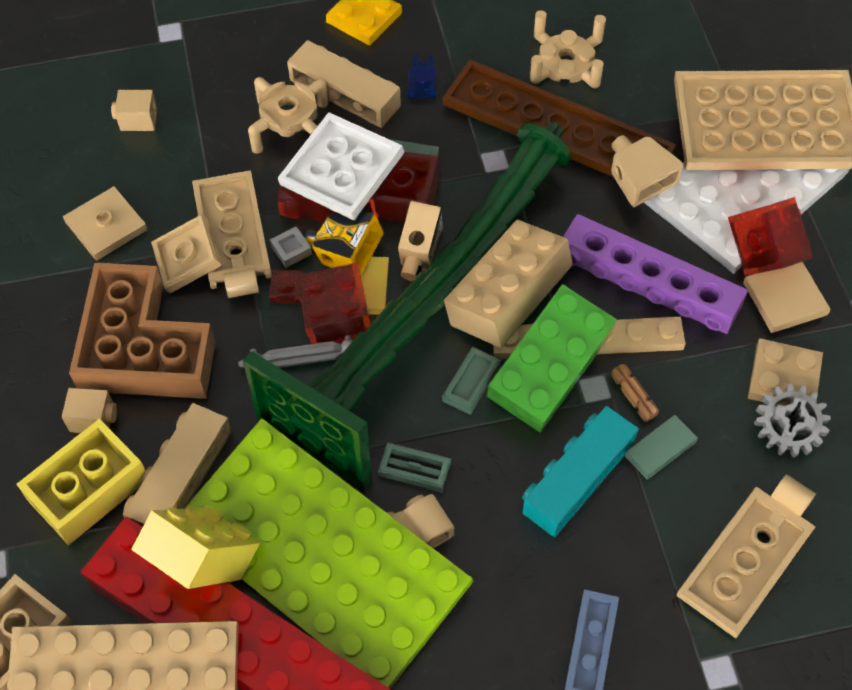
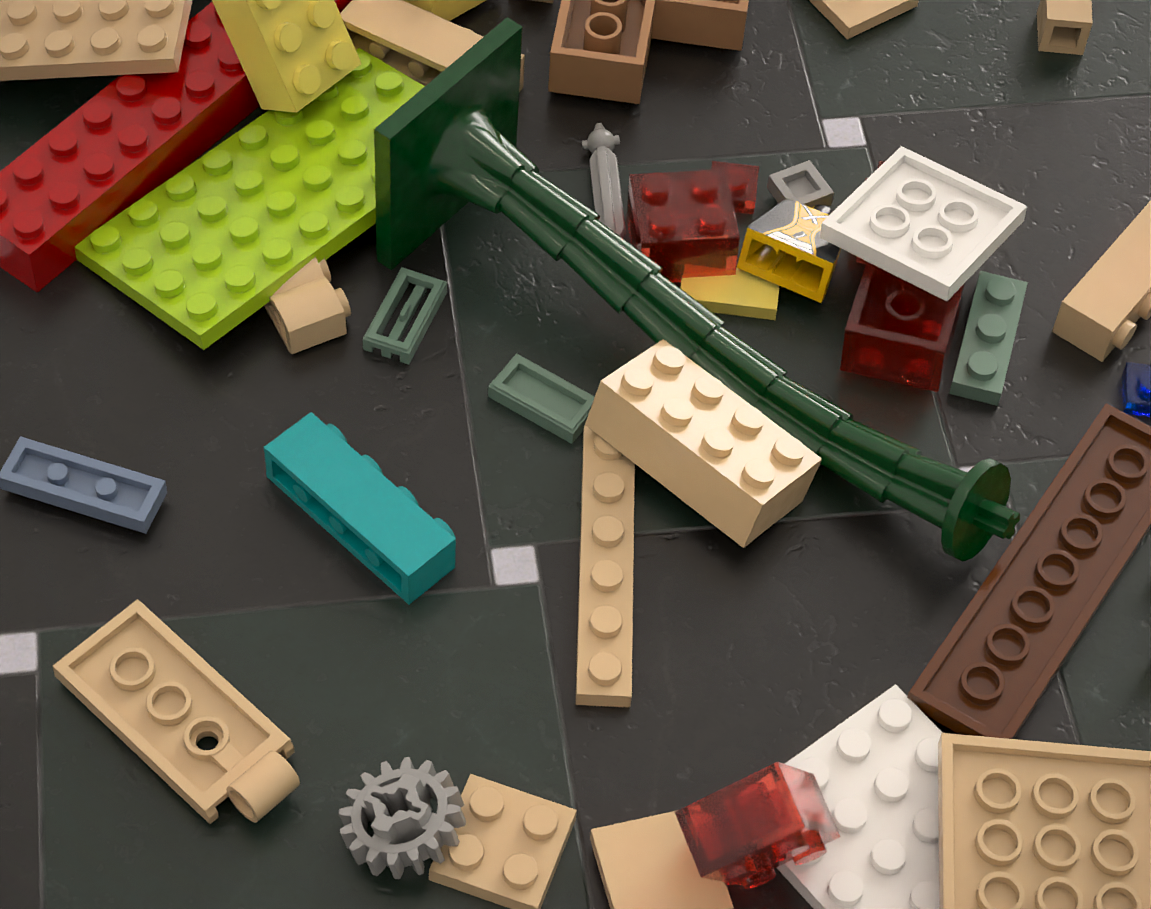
camera: 90 degrees right, 5 degrees down
(186, 253) = (789, 66): tan tile -> none
(236, 224) = (839, 122): tan hinge -> none
(286, 122) = (1058, 205): tan plate -> none
(420, 238) = (797, 333): tan torso -> none
(551, 358) = (551, 477): bright green brick -> none
(635, 392) = (494, 609): medium nougat axle -> none
(643, 168) = (929, 662): tan torso -> none
(661, 447) = (391, 632): sand green tile -> none
(666, 272) = (654, 769): medium lavender brick -> none

